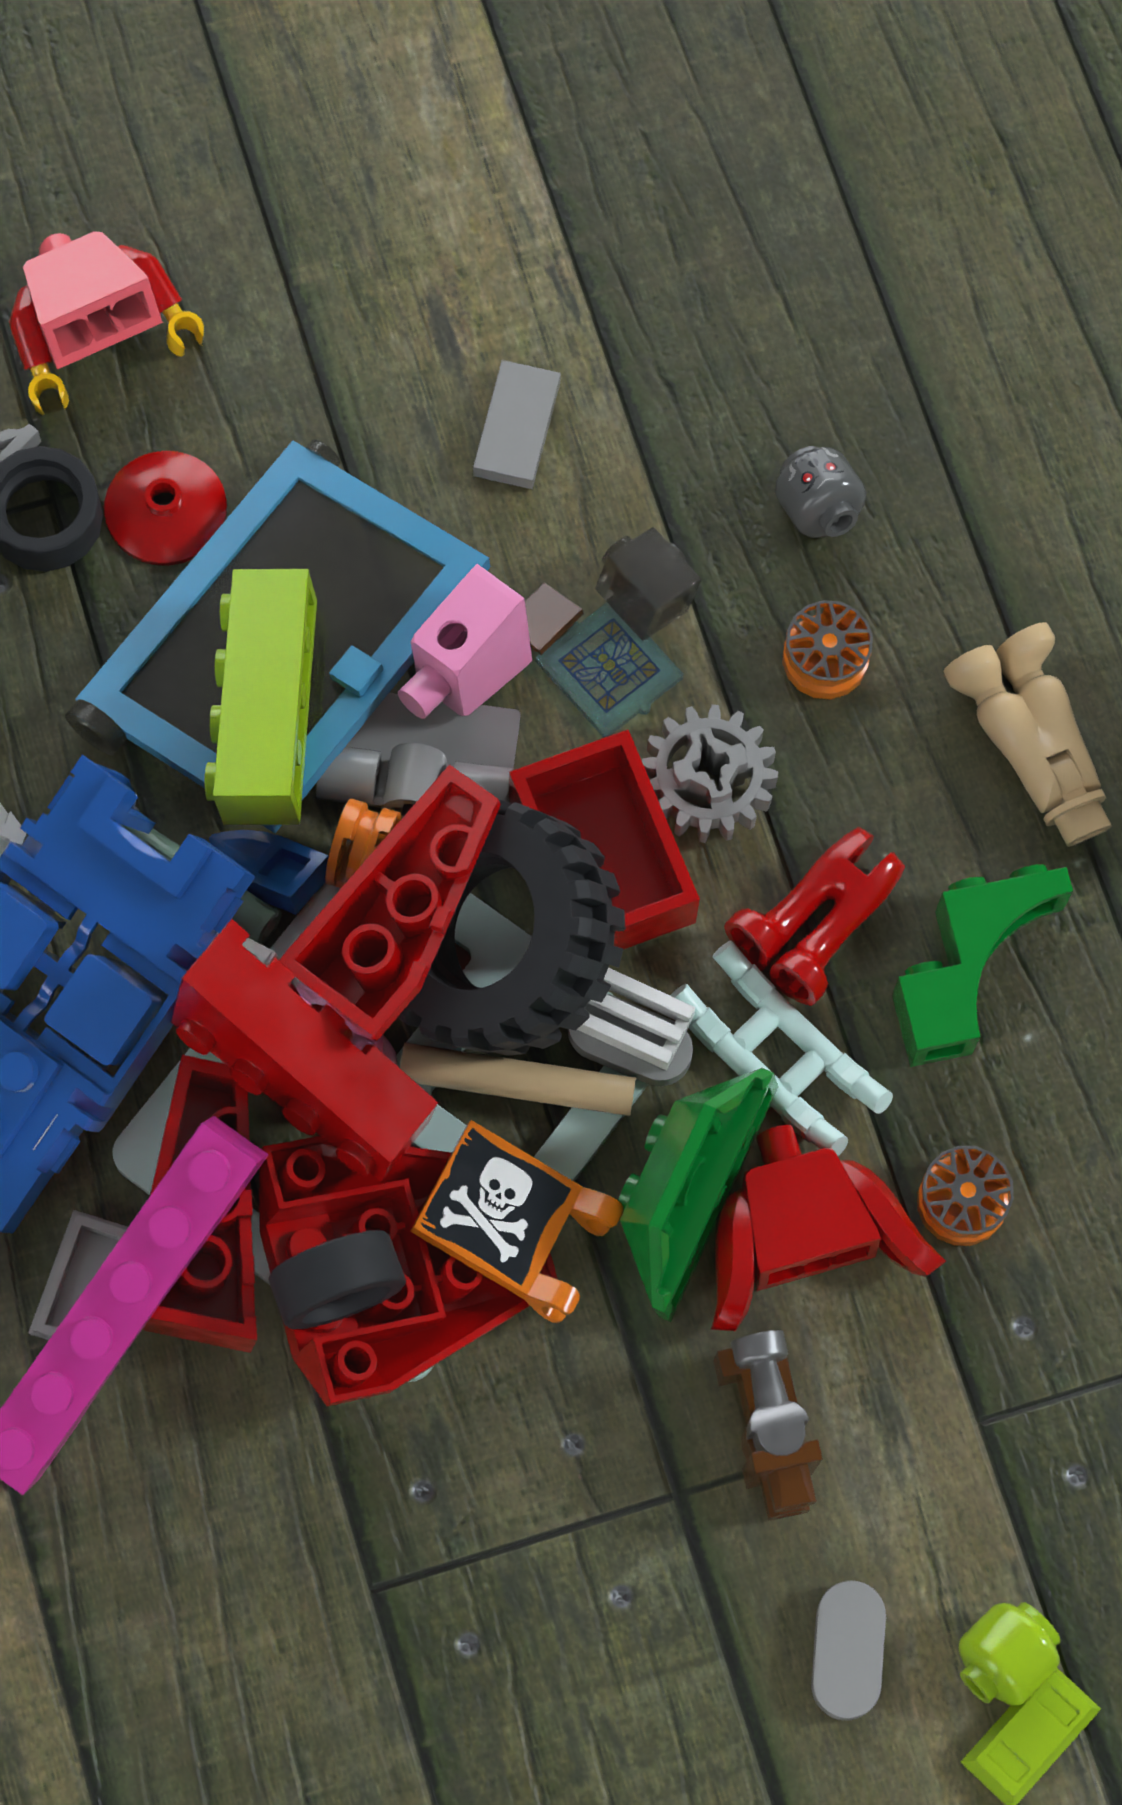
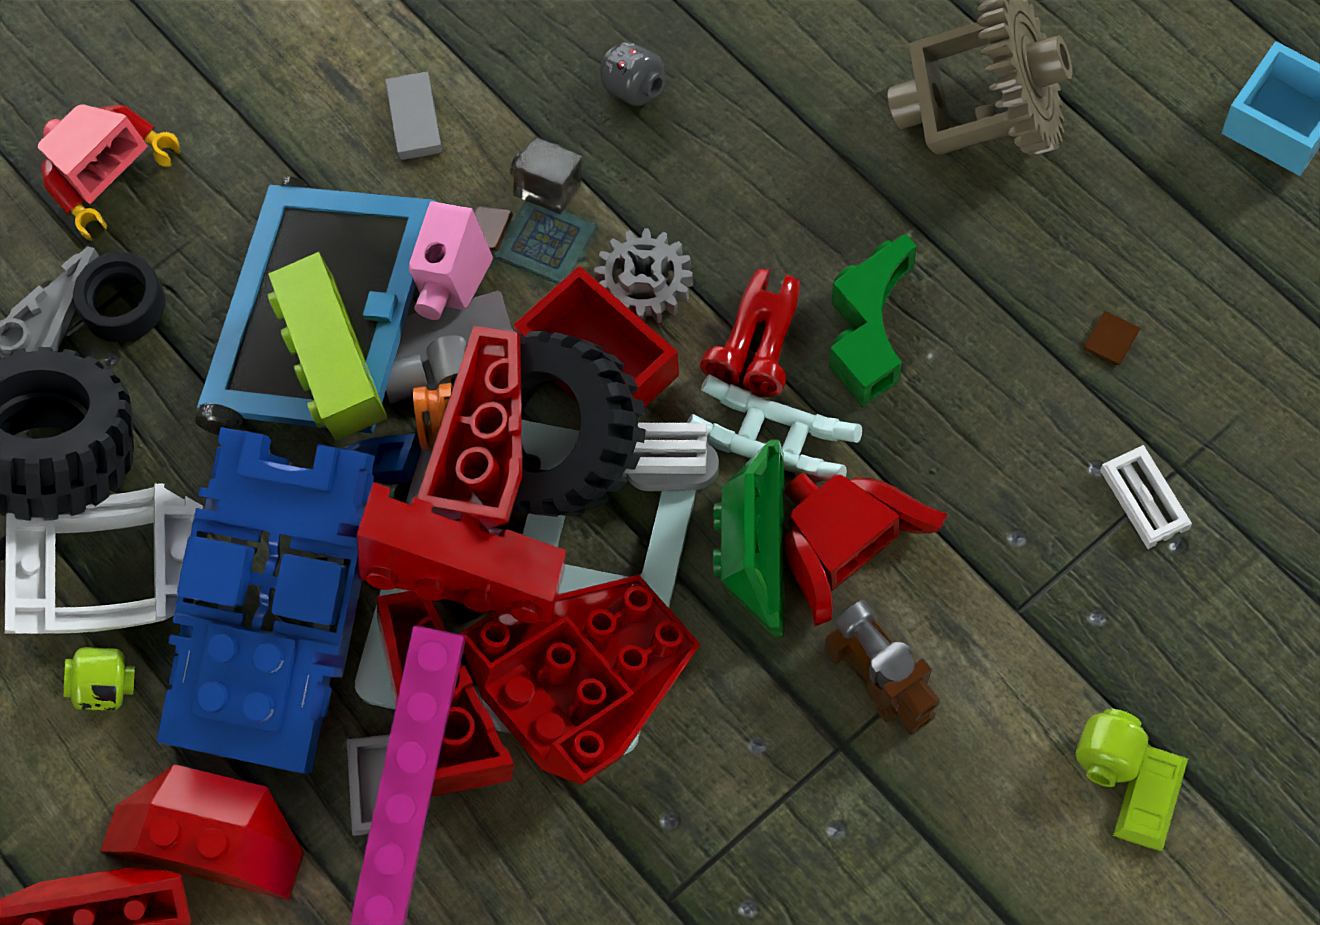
camera: 15 degrees left, 5 degrees down
(171, 531) = (202, 280): red dish -> none
(336, 1279) = (550, 696): black tyre -> none
(504, 1214) = (644, 609): flag -> none
(518, 1079) = (616, 520): tan piece -> none
(827, 651) = (684, 170): orange wheel -> none
(848, 1650) = (1004, 795): light grey tile -> none
(965, 1196) = (939, 469): wheel -> none
(1035, 729) = (841, 160): tan piece -> none

